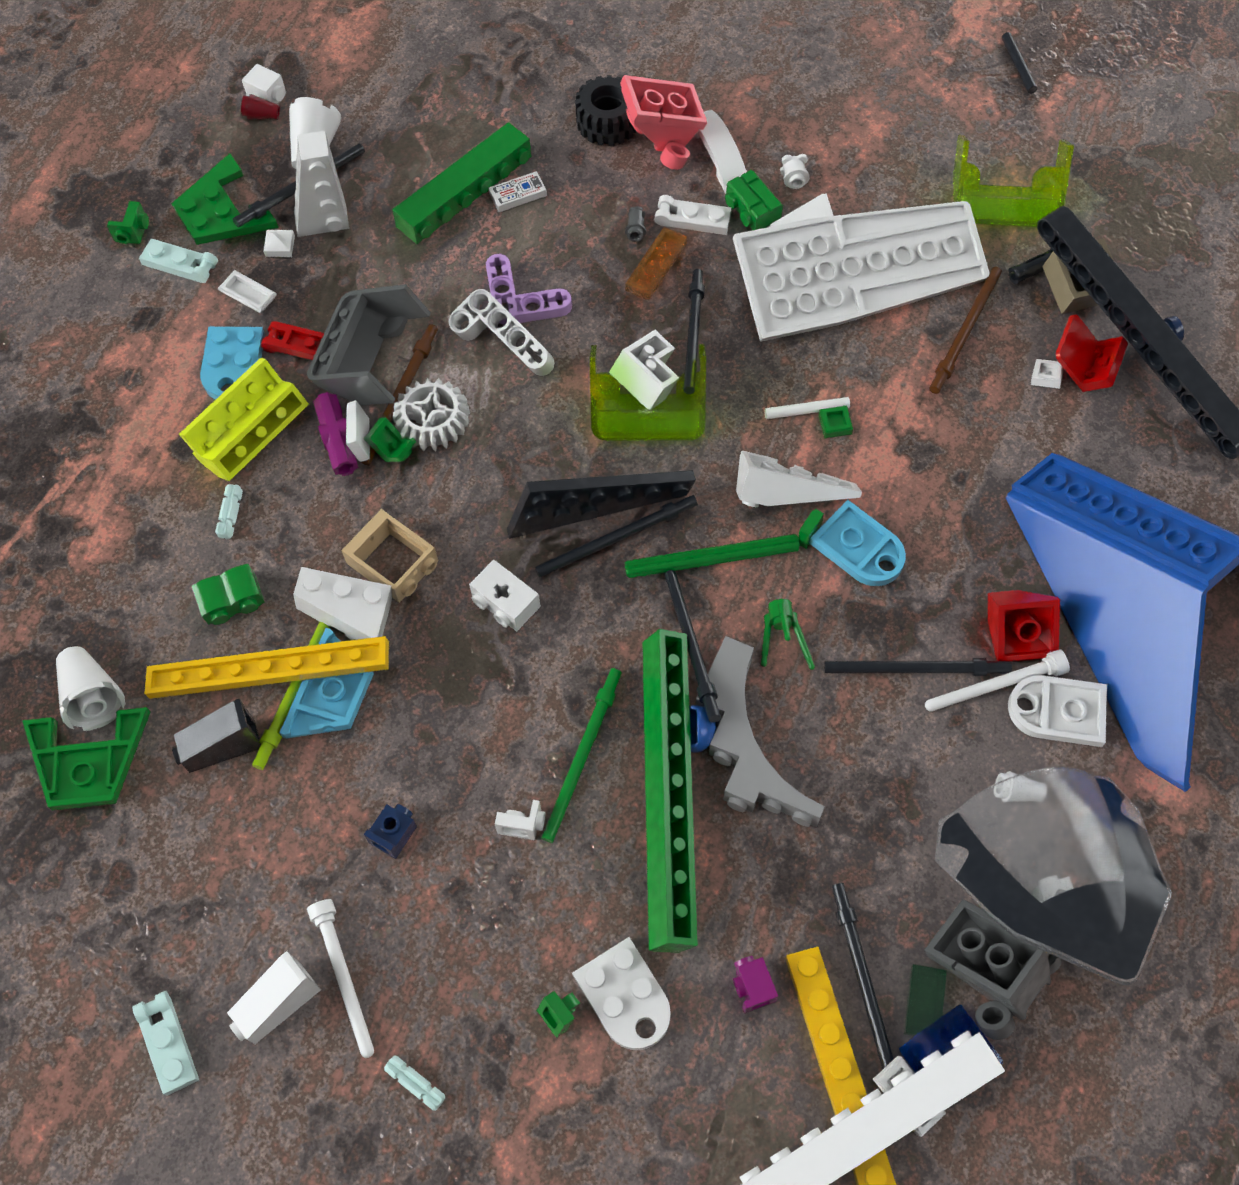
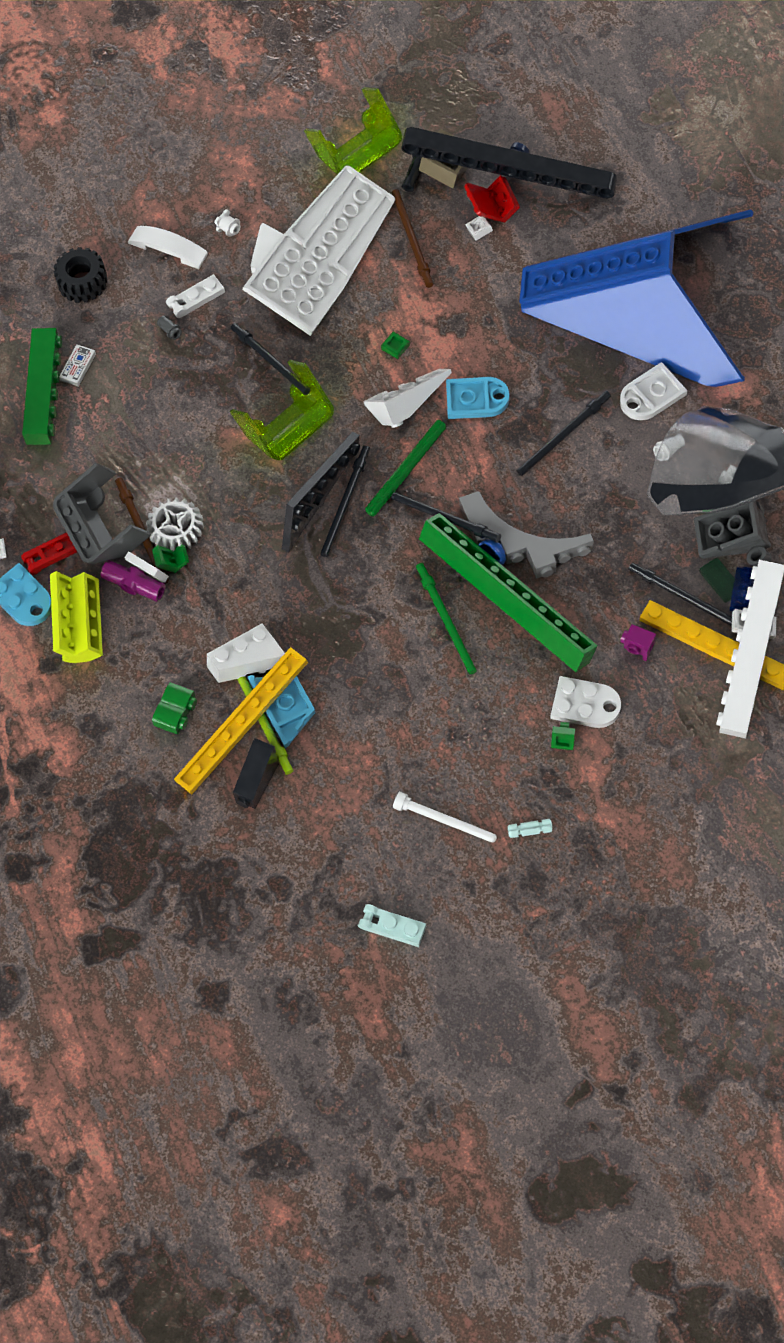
camera: 40 degrees left, 0 degrees up
(84, 771) = (200, 857): green wing -> none
(85, 691) = (155, 816): white cone -> none
(228, 511) = (120, 671): light aqua axle -> none
(272, 999) = (424, 853): white slope -> none
(372, 536) = (232, 597): tan window -> none
(391, 840) = (393, 742): dark blue brick -> none
(499, 582) = (313, 574): white brick -> none
(508, 334) = (169, 449): white beam -> none
(517, 303) = (151, 426): lavender beam -> none
(517, 825) = (452, 676): white bracket -> none
(644, 371) = (271, 402): white brick -> none
(656, 263) = (206, 340): clear orange plate -> none
(665, 114) = (126, 249): coral piece -> none
(753, 201) = (223, 260): green brick -> none
(783, 617) = (474, 467): green plant -> none
(804, 408) = (371, 351): white bar -> none
(810, 527) = (442, 409): green tile -> none
(1019, 62) = (284, 57): black bar -> none
(1023, 624) = (594, 367): red slope -> none
(1053, 664) = (627, 374): white piece -> none

